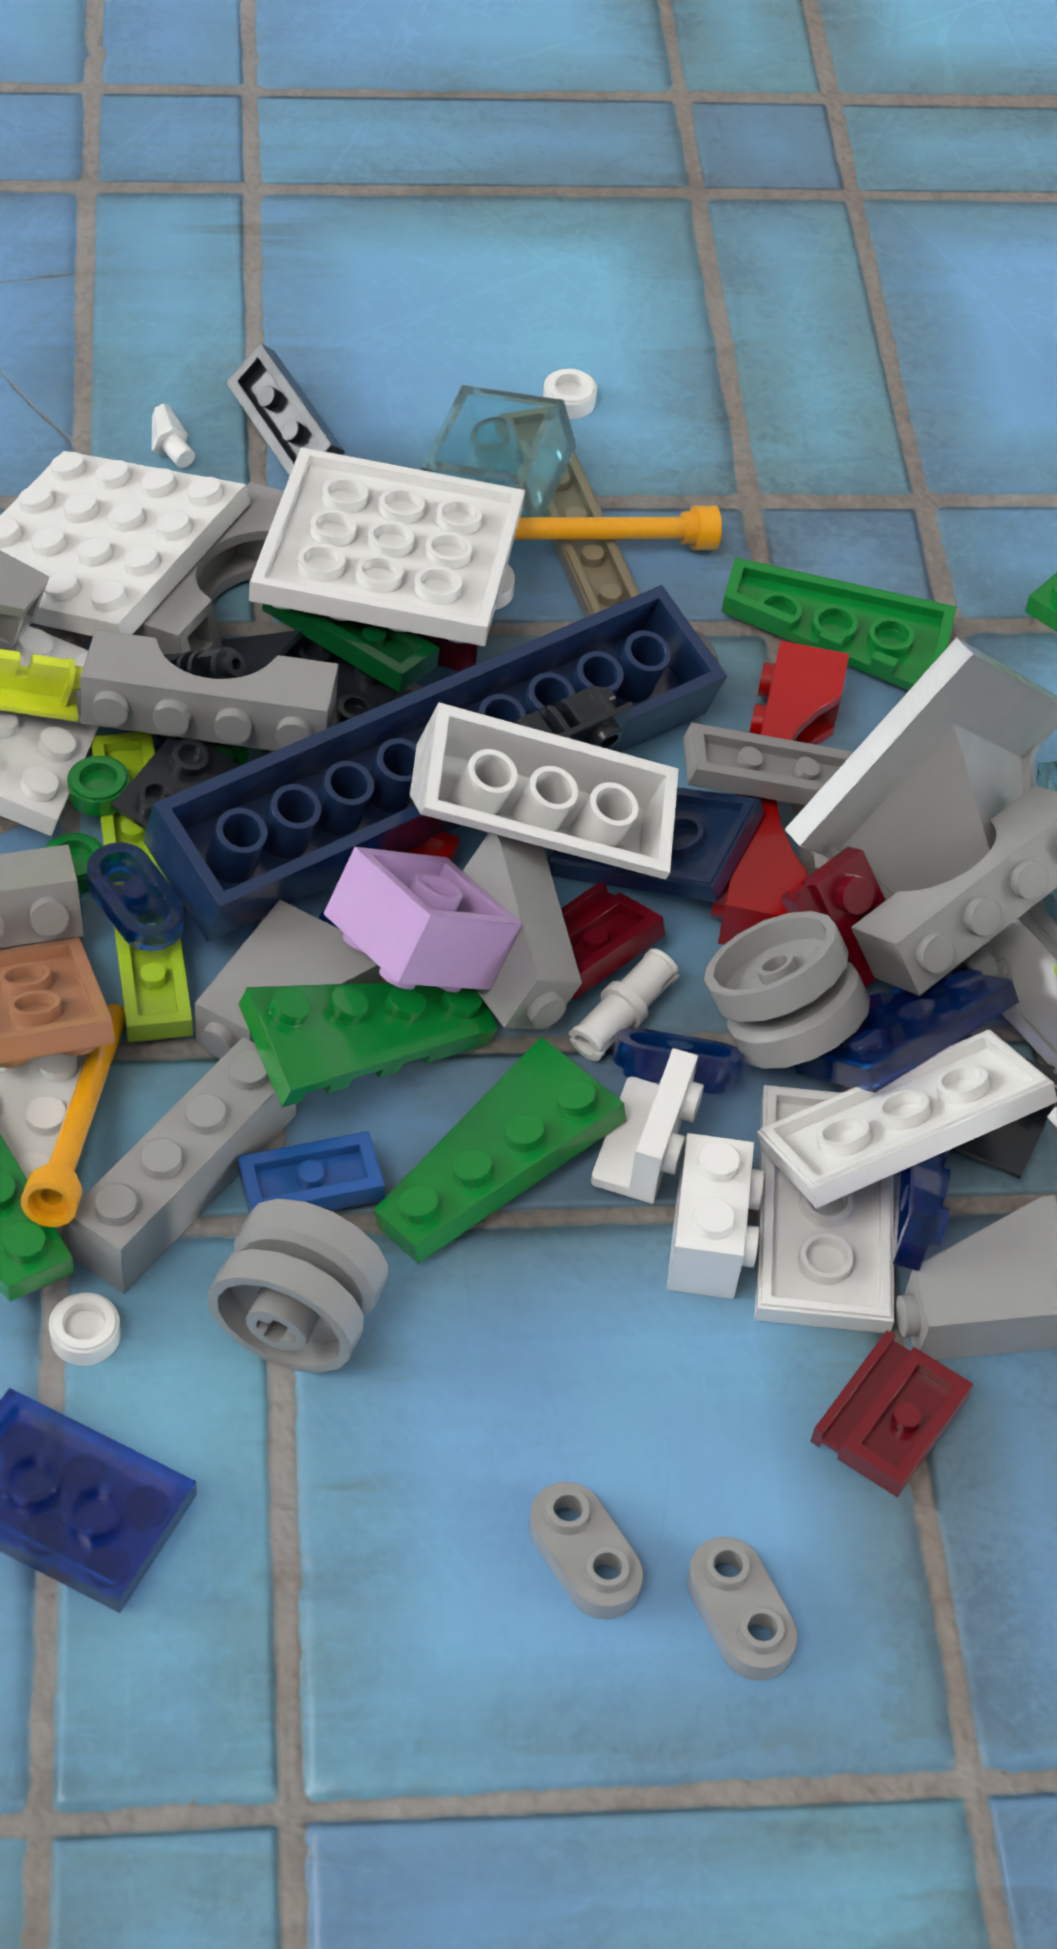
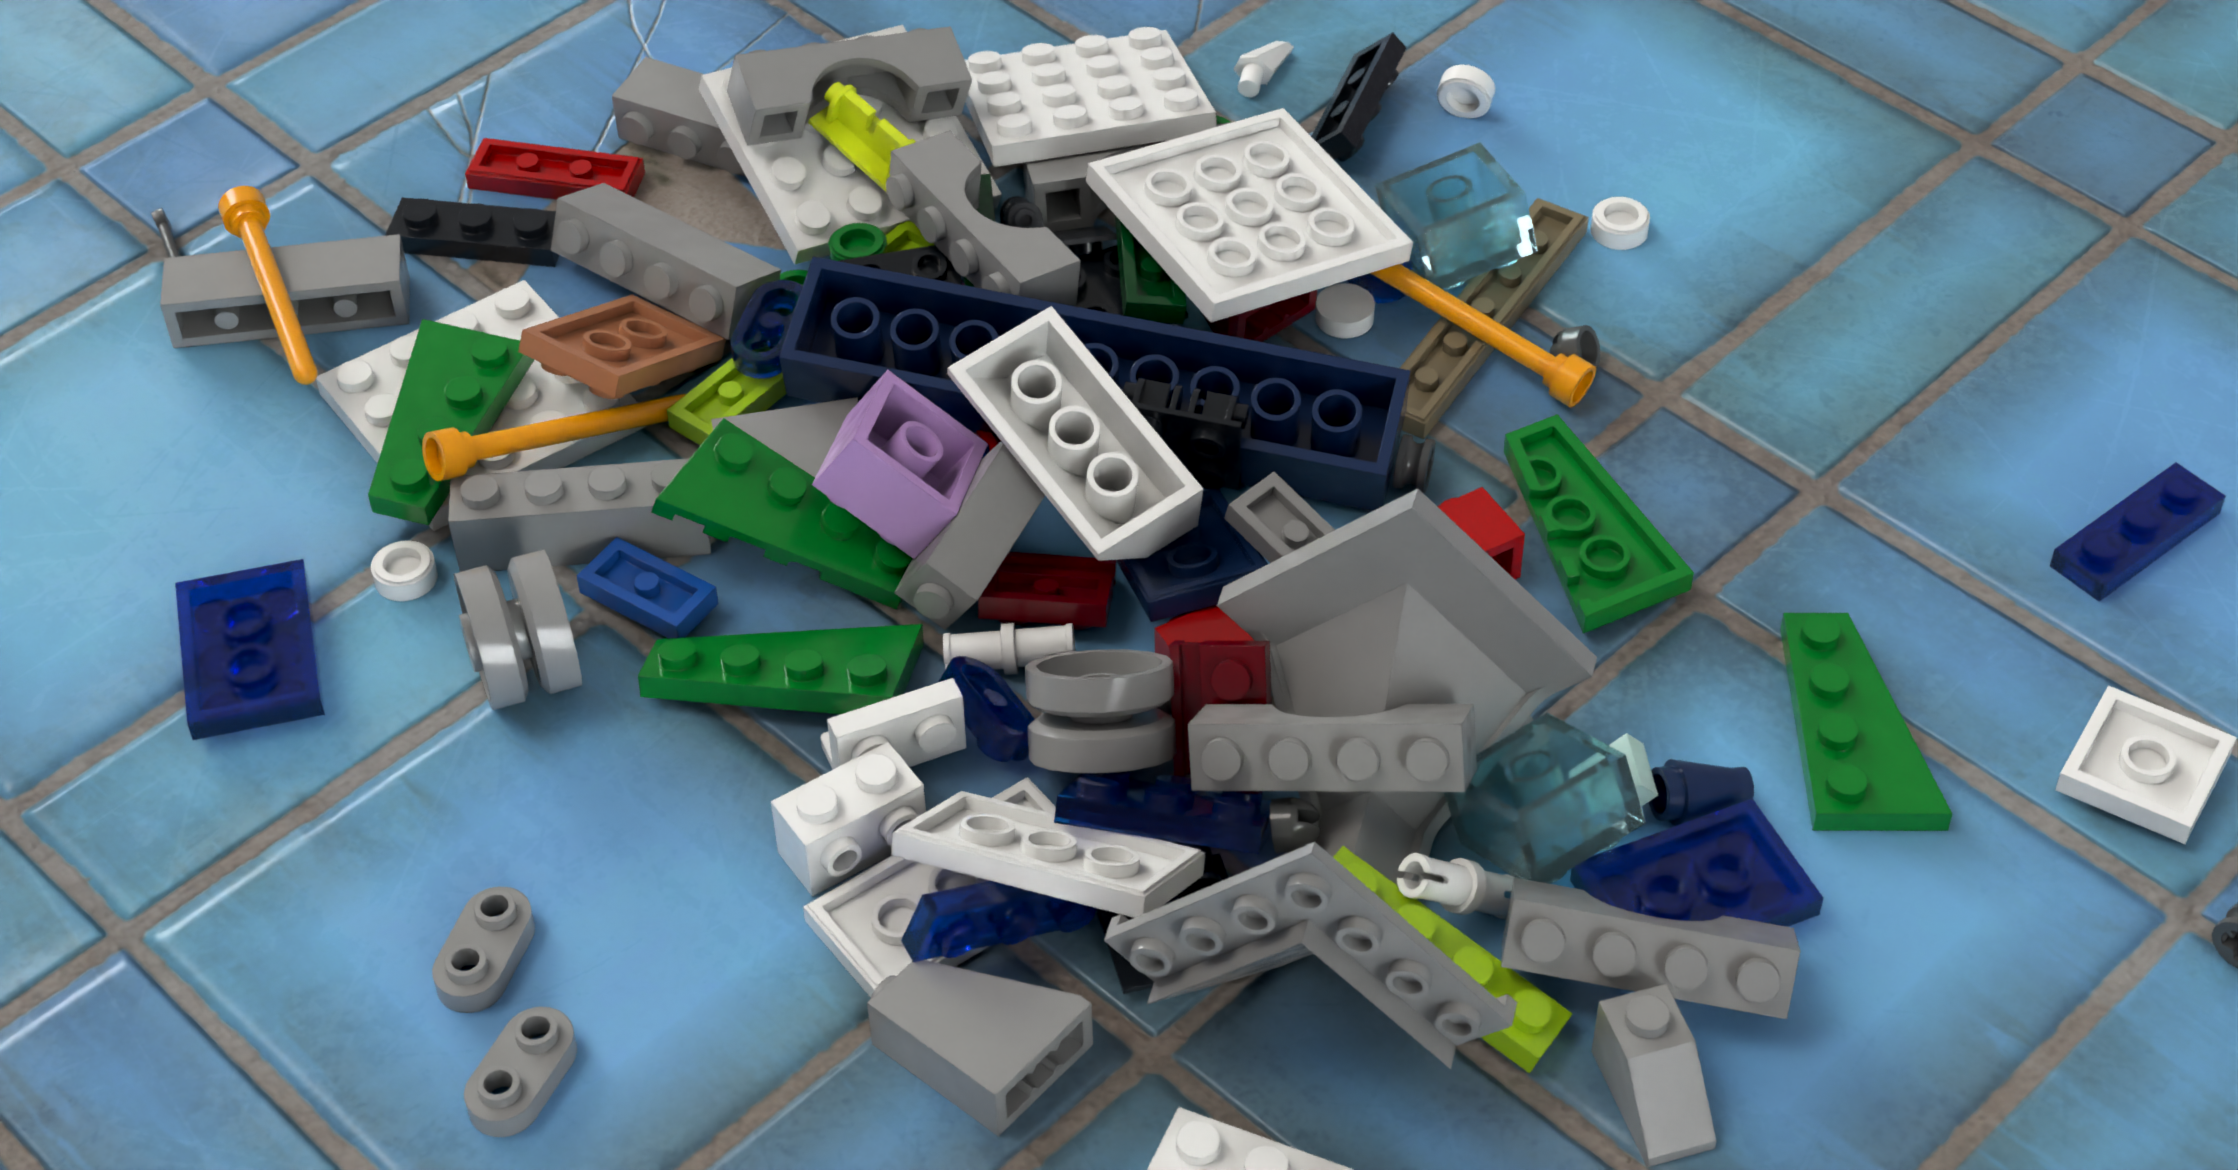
camera: 55 degrees right, 5 degrees down
(350, 360) = (1466, 91): none -> white tile
(669, 501) = (1578, 341): none -> dark grey hinge
(892, 1413) = (786, 1047): dark red plate -> none

